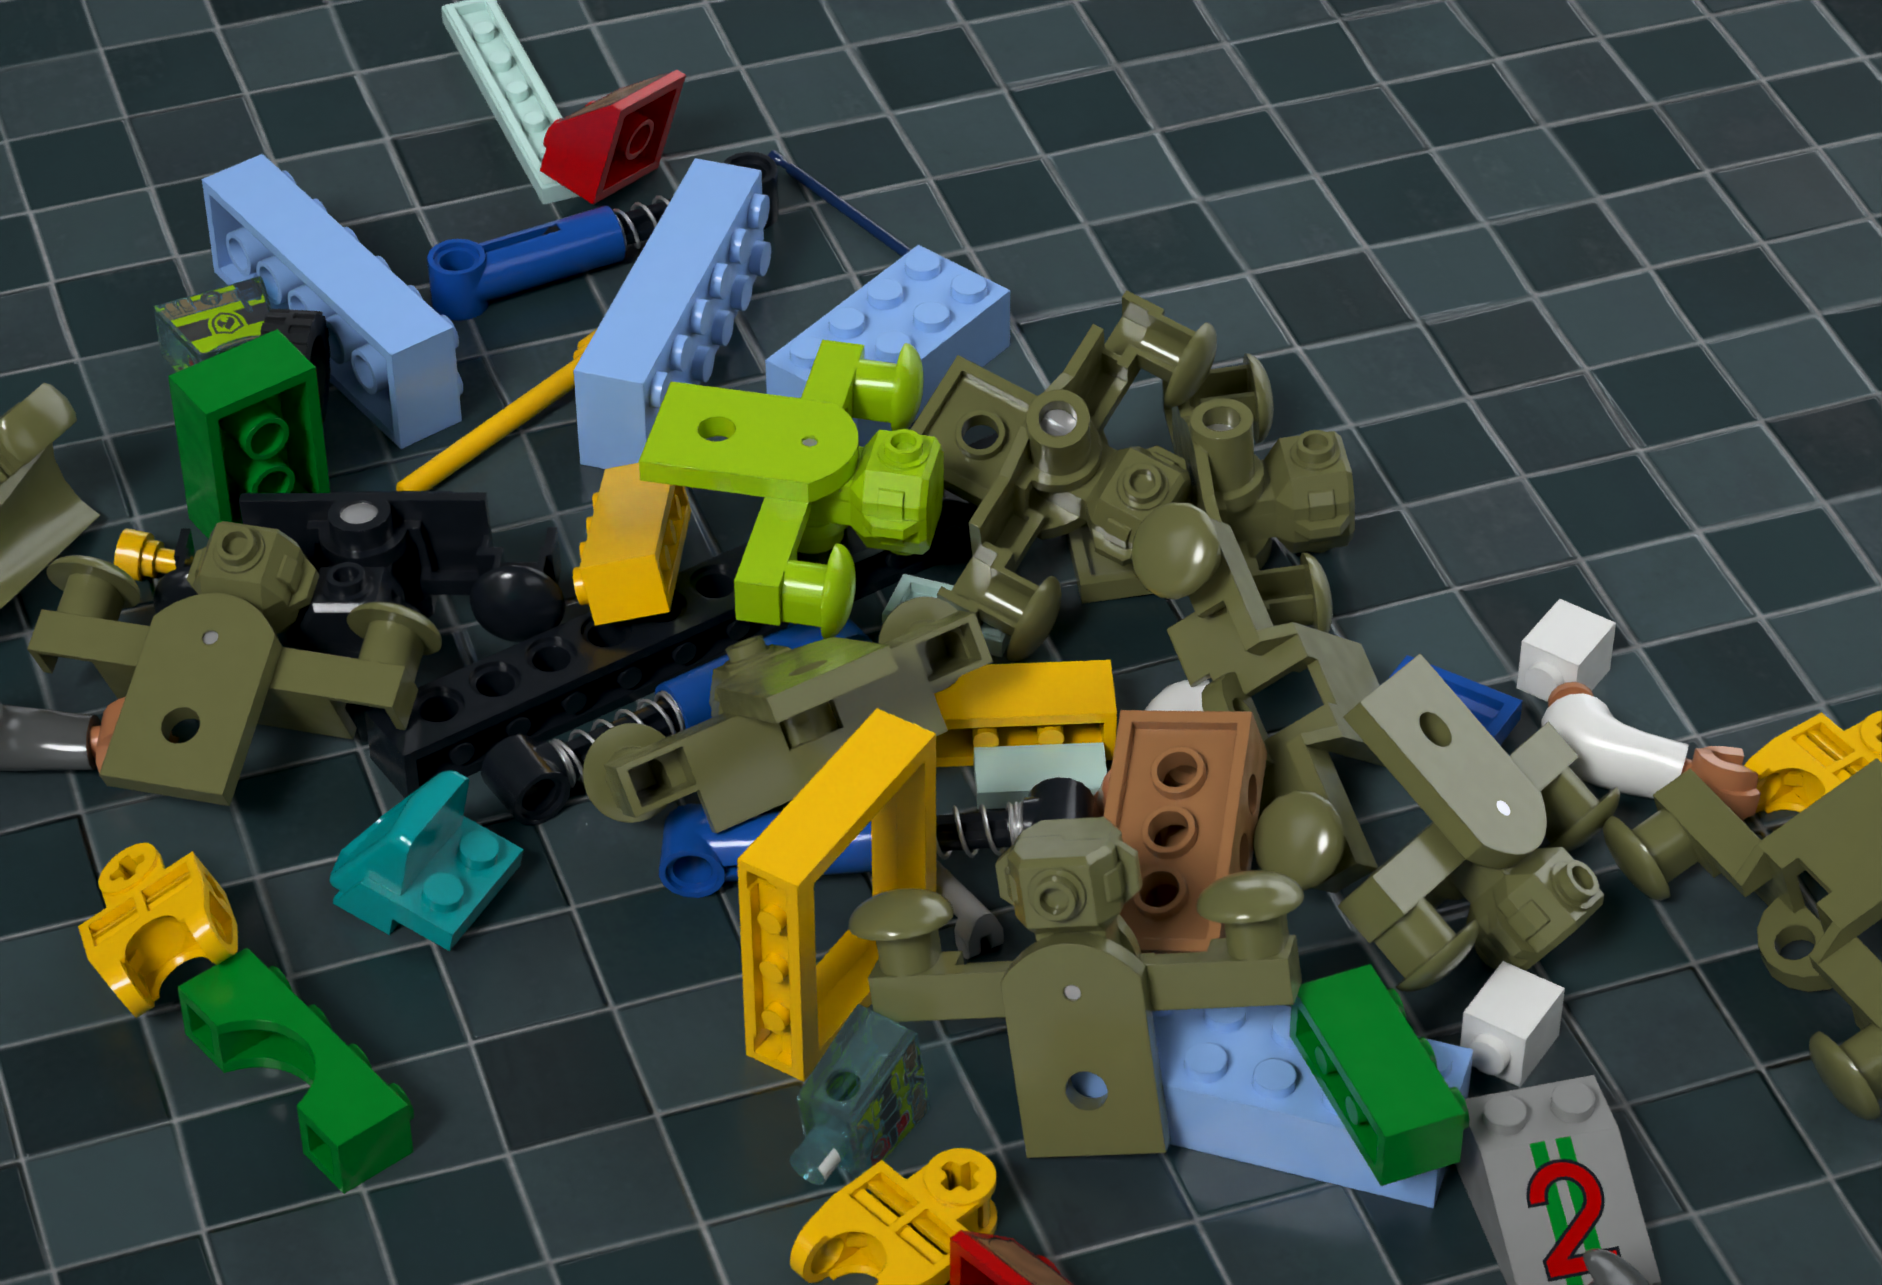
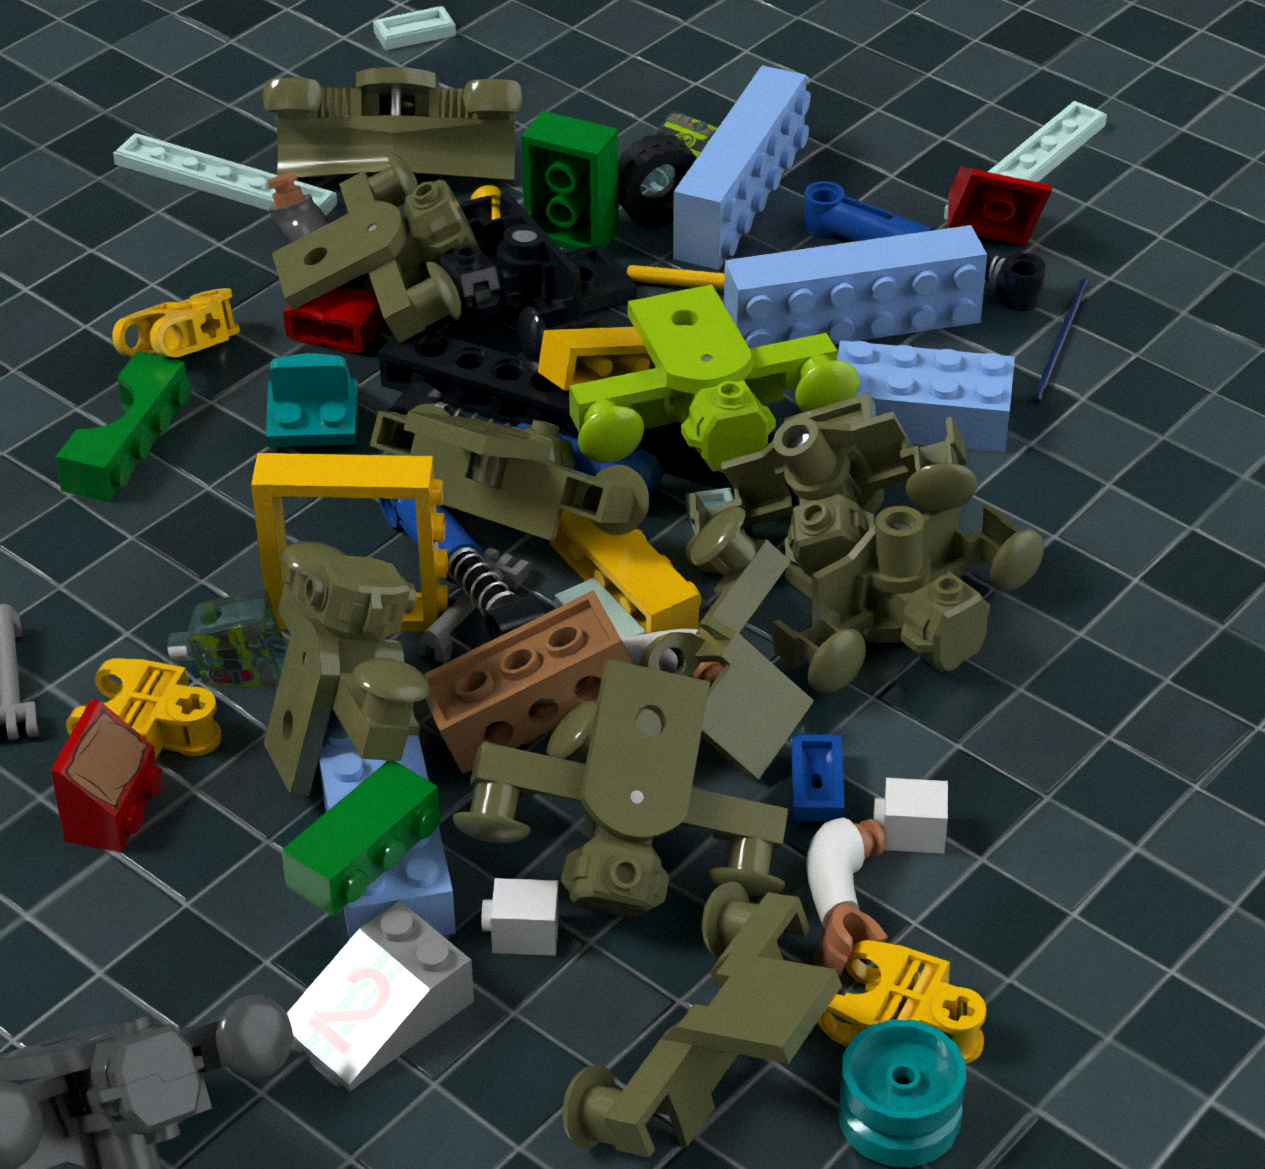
camera: 60 degrees right, 0 degrees up
(277, 782) = (338, 319): none -> red brick

